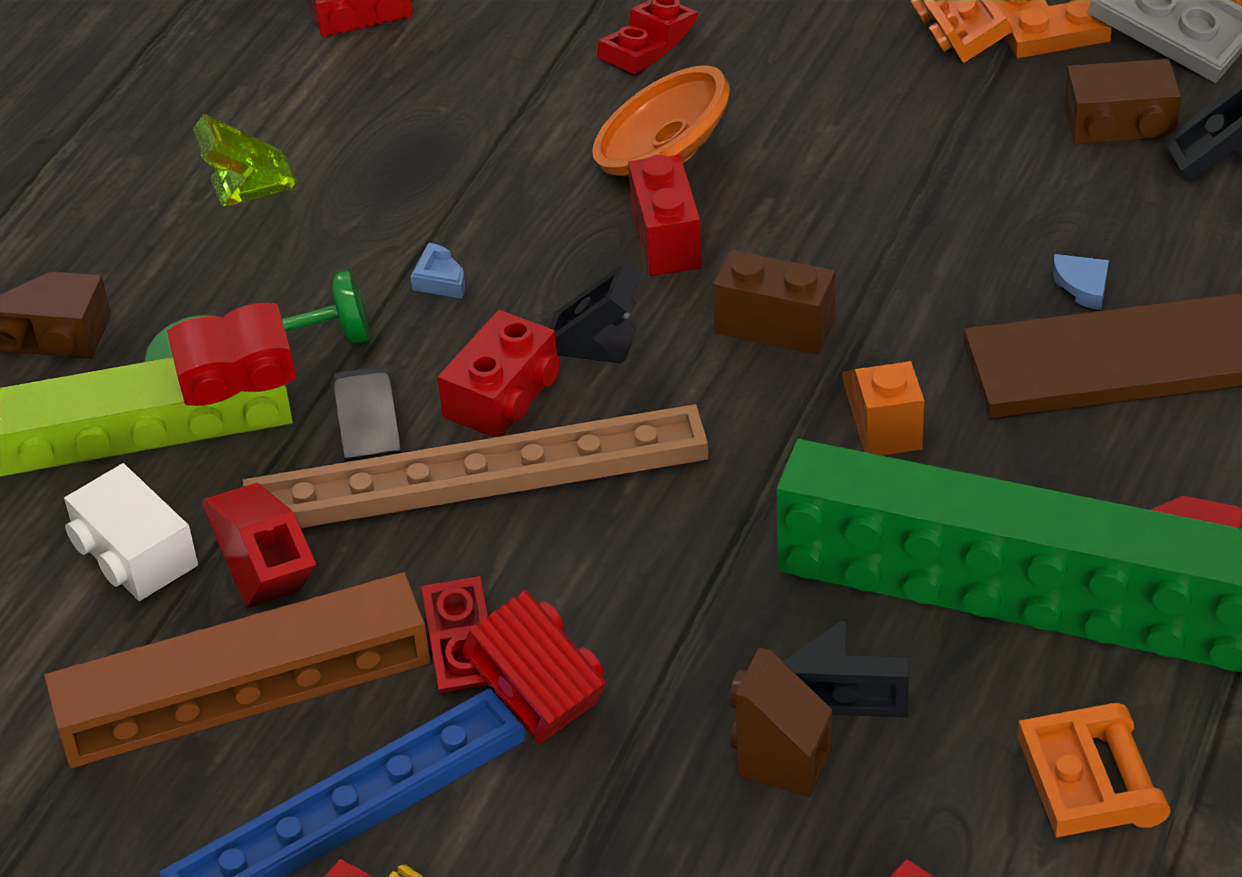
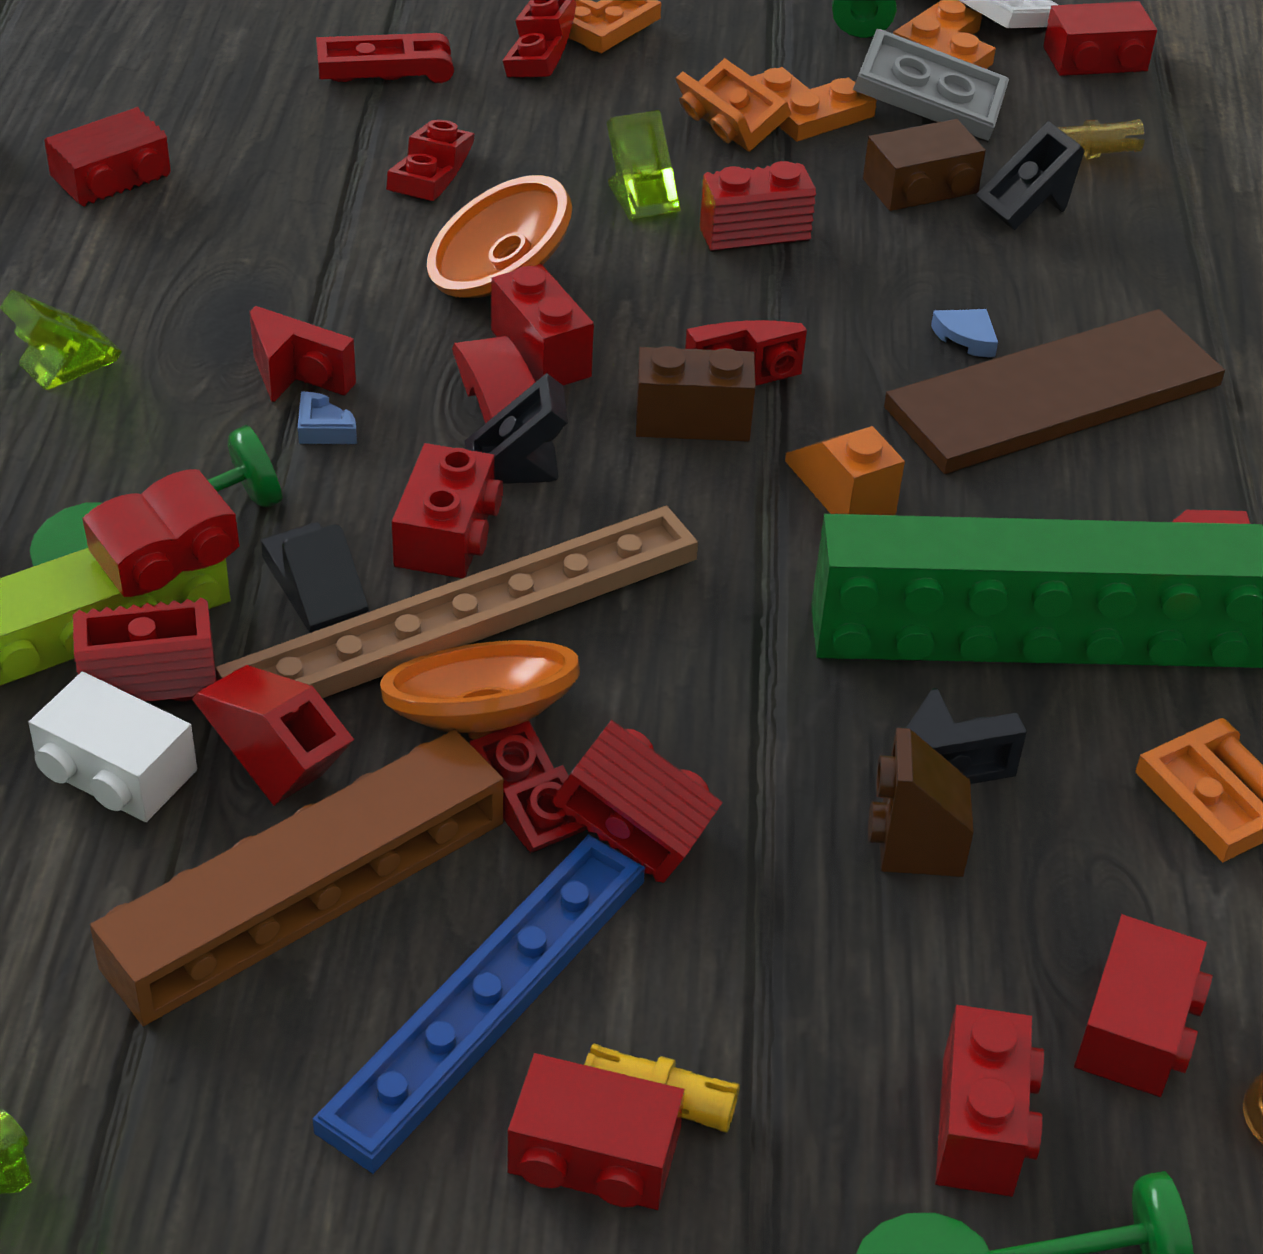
camera: 25 degrees left, 0 degrees up
(187, 454) = (148, 649): none -> red brick
(439, 204) = (301, 351): none -> red slope
(449, 537) = (481, 685): none -> orange dish
(601, 248) = (492, 372): none -> red slope
(835, 66) = (643, 166): none -> clear neon green slope
(860, 266) = (775, 344): none -> red slope
(927, 122) = (757, 206): none -> red brick

